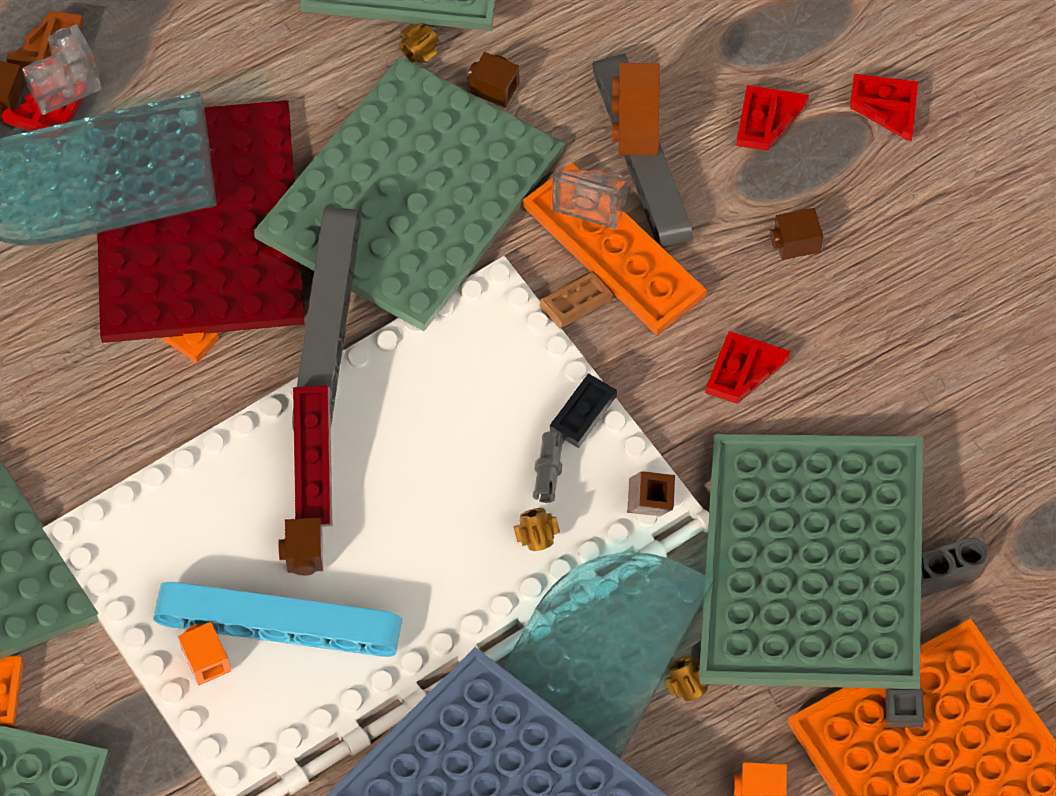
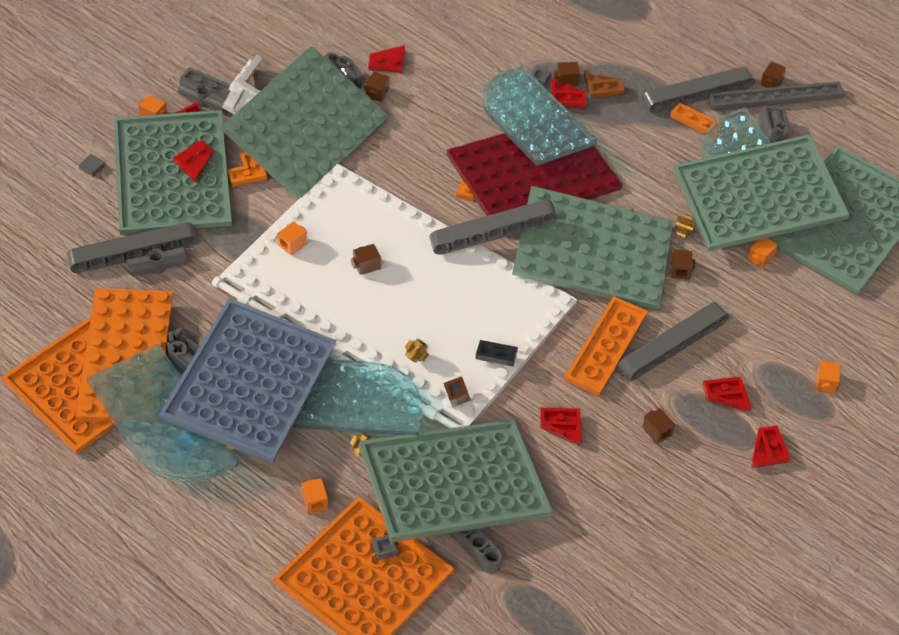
camera: 65 degrees right, 10 degrees down
(64, 75) = (582, 88): clear brick -> none
(279, 619) = (322, 262): medium azure beam -> none
(312, 453) = (415, 244): dark red plate -> none
(548, 467) = (456, 347): dark grey pin -> none
(576, 299) = (566, 337): medium nougat plate -> none
(590, 195) = (627, 318): clear slope -> none
(637, 105) = (689, 322): dark orange brick -> none

